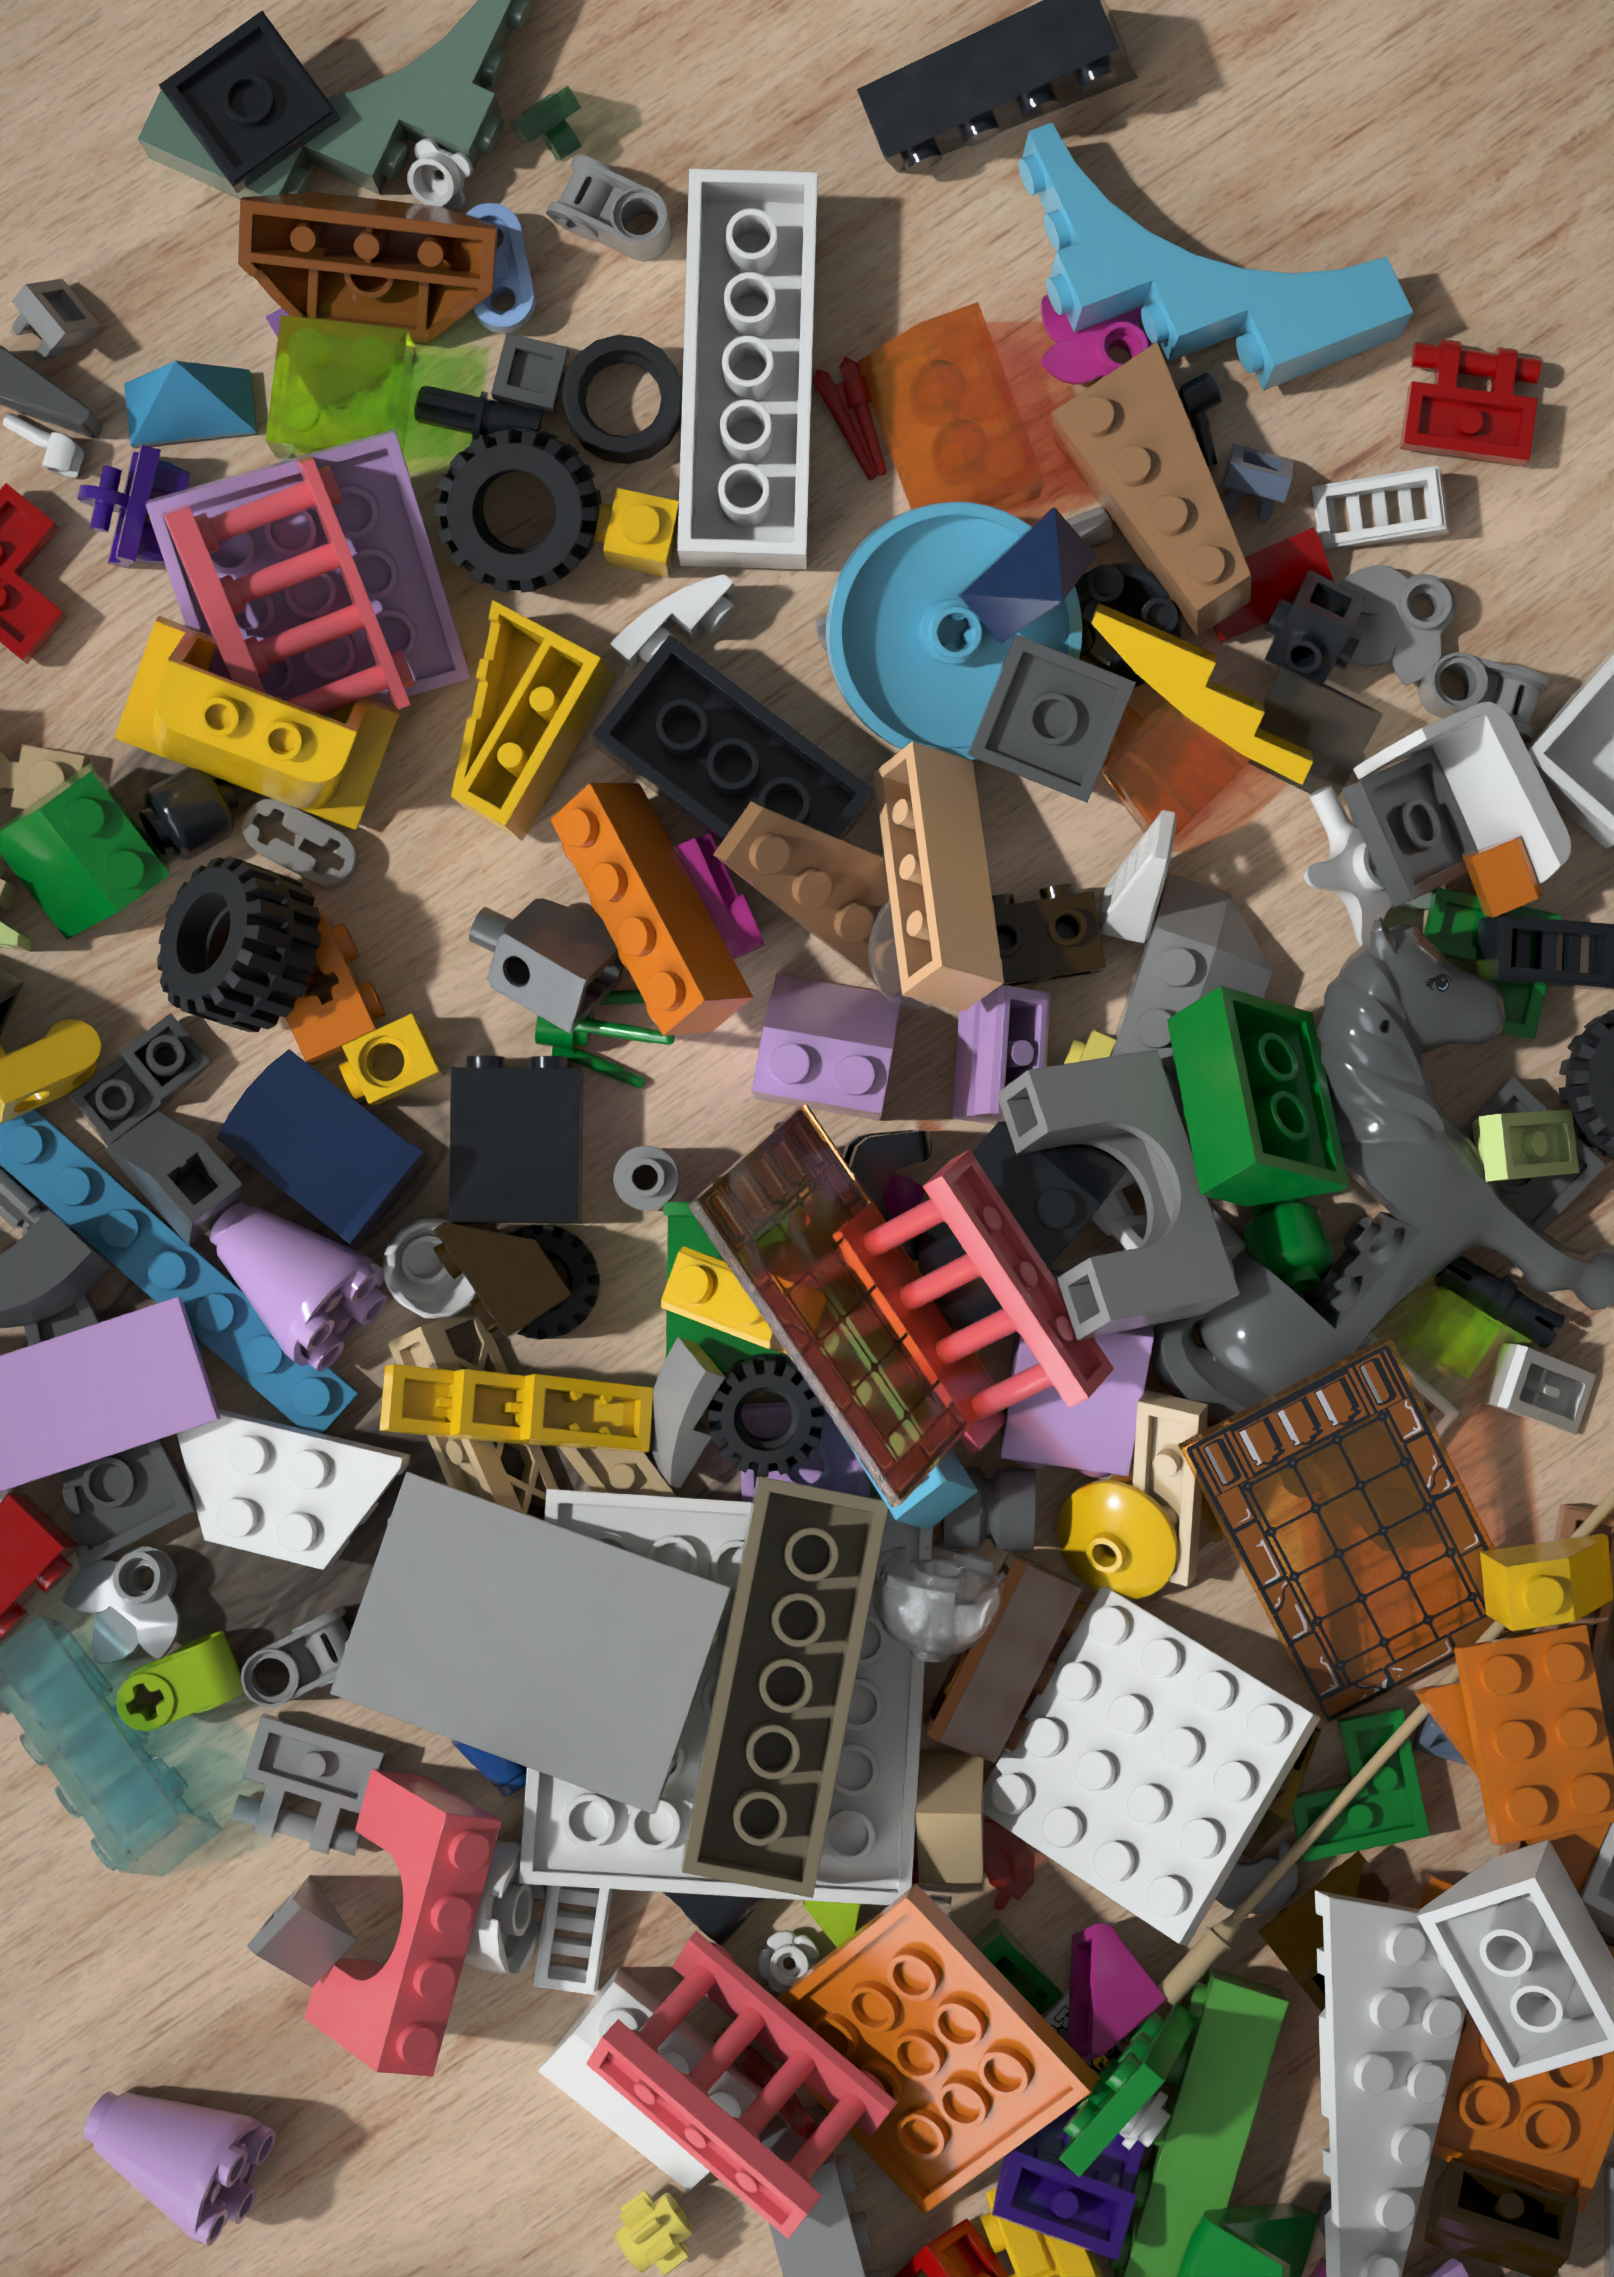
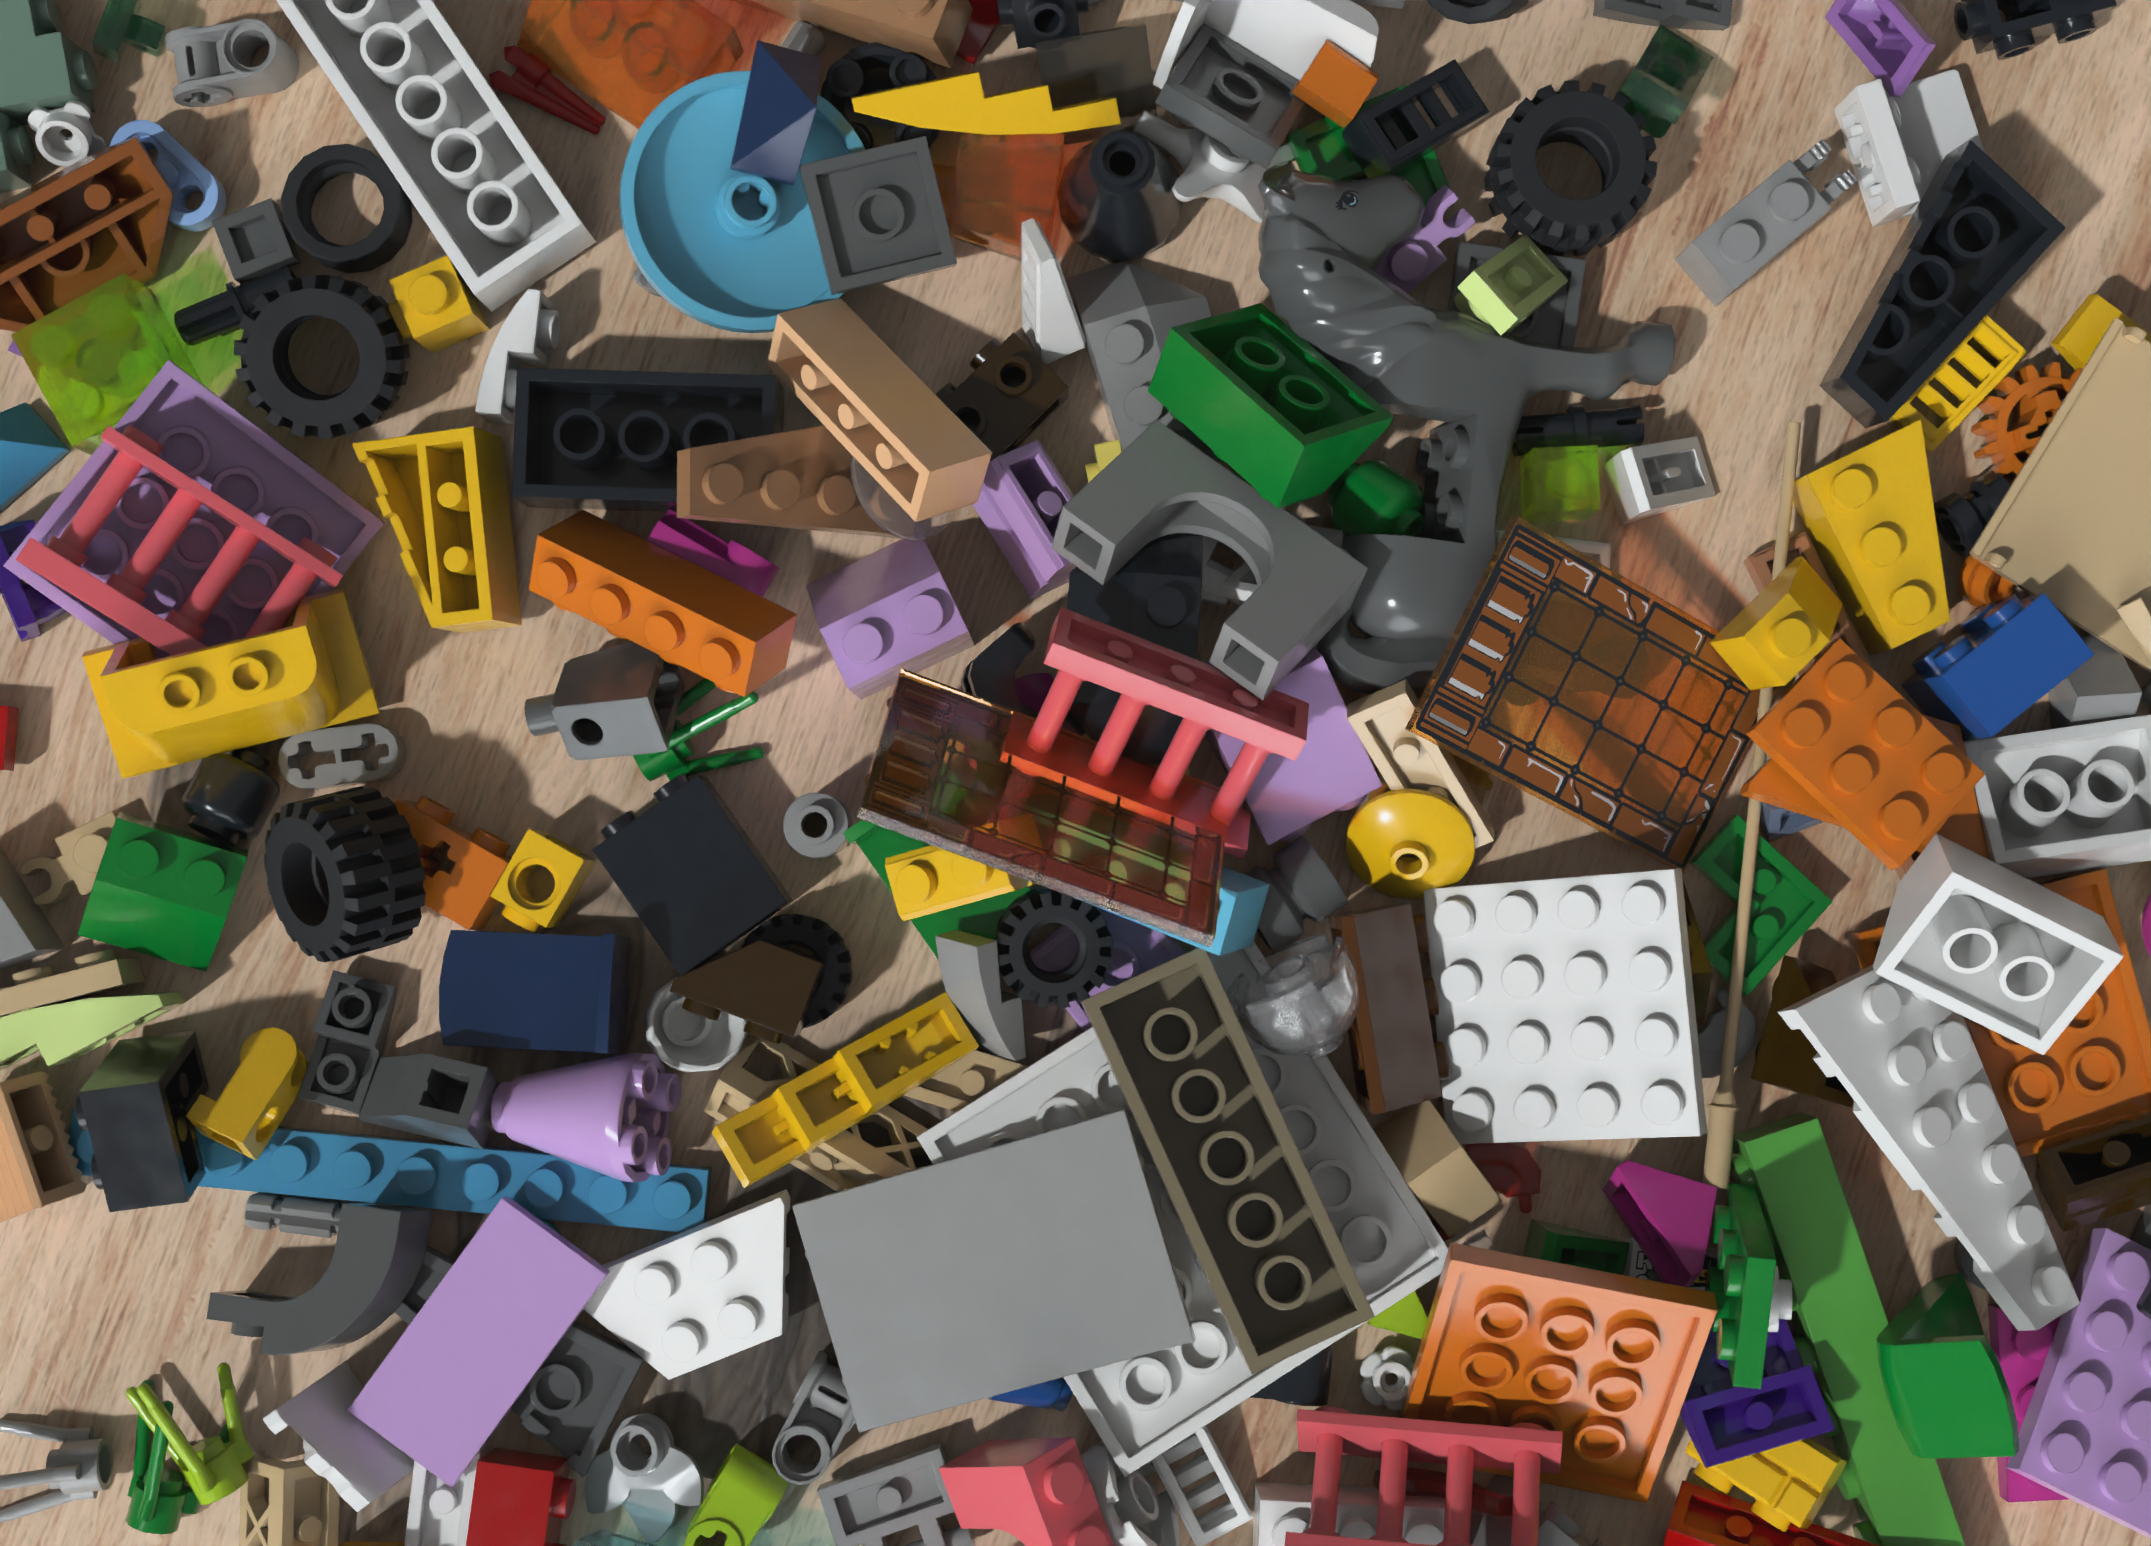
camera: 40 degrees left, 0 degrees up
(1242, 852) = (1119, 197): none -> black cone
(1474, 1062) = (1418, 254): none -> lavender plate

